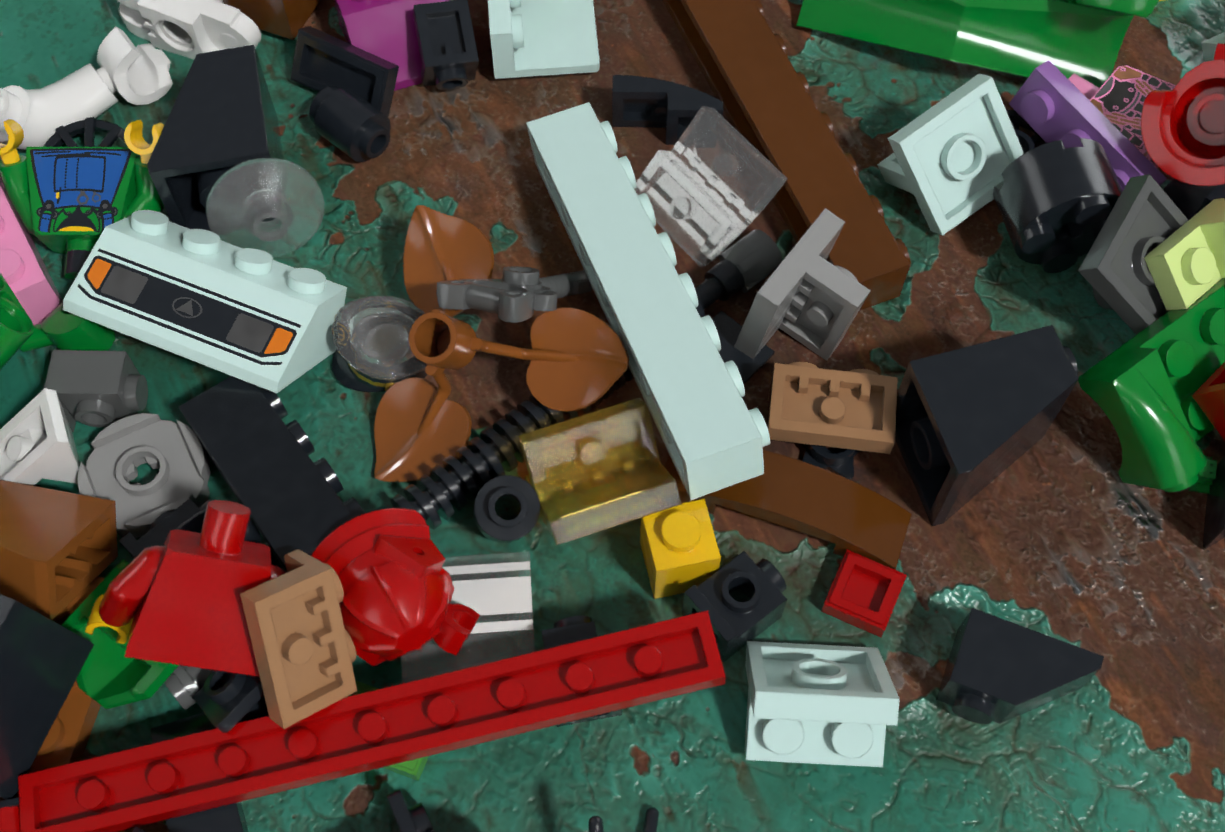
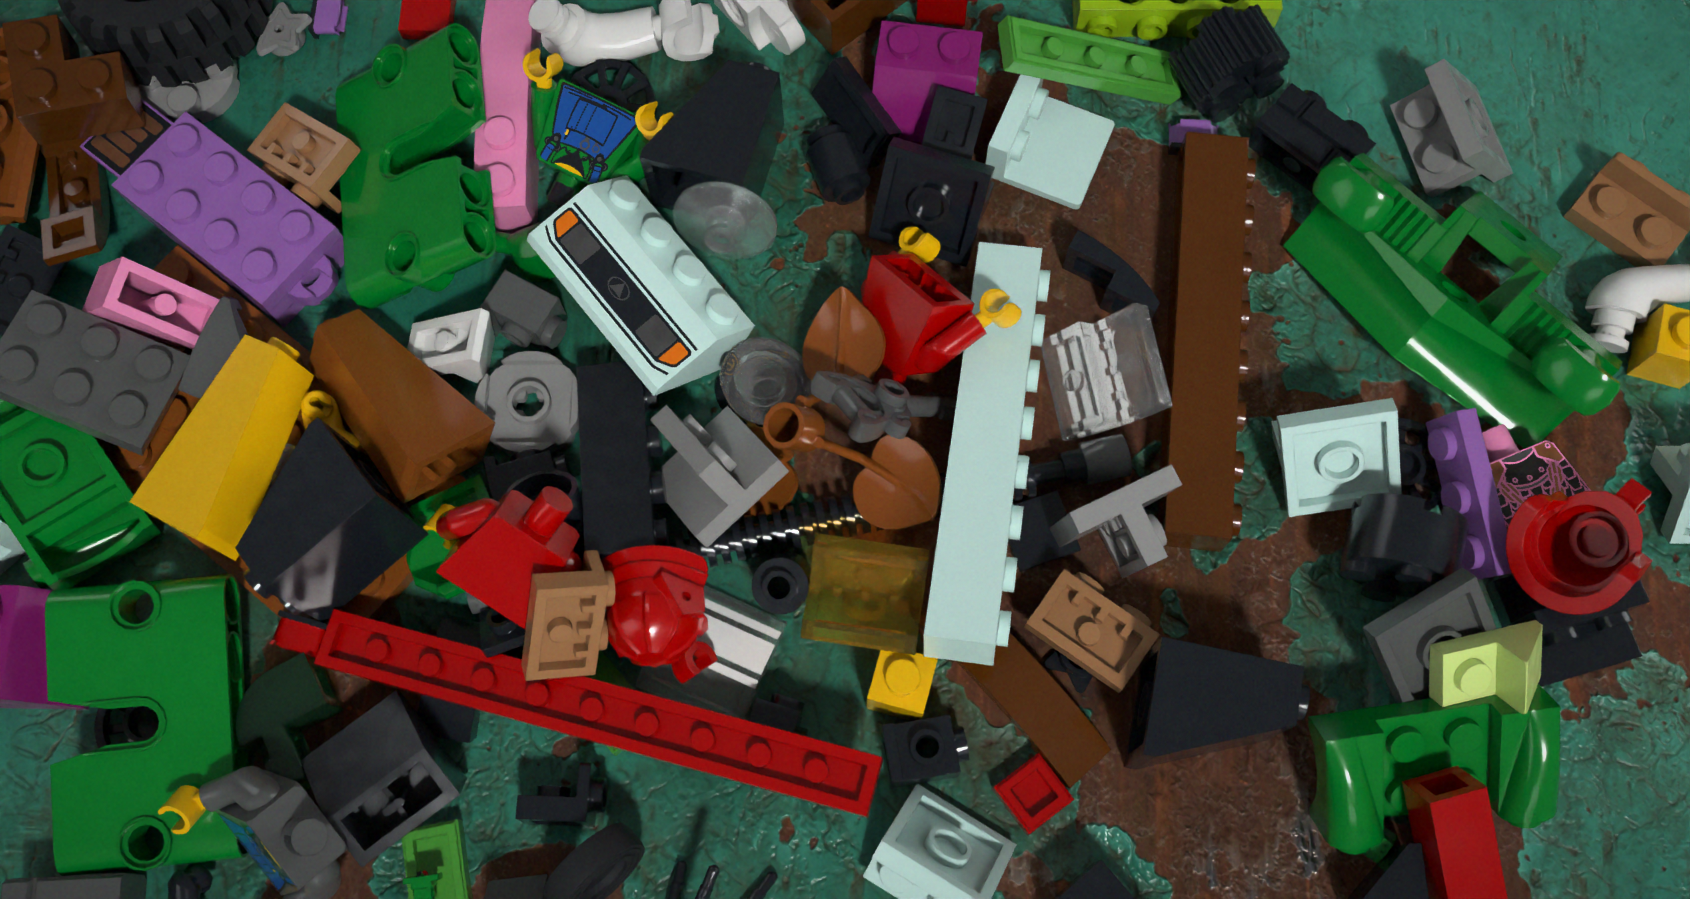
camera: 30 degrees right, 10 degrees up
(378, 435) = (715, 471): none -> light grey bracket
(460, 109) = (936, 194): none -> black bracket
(513, 199) = (922, 312): none -> red torso

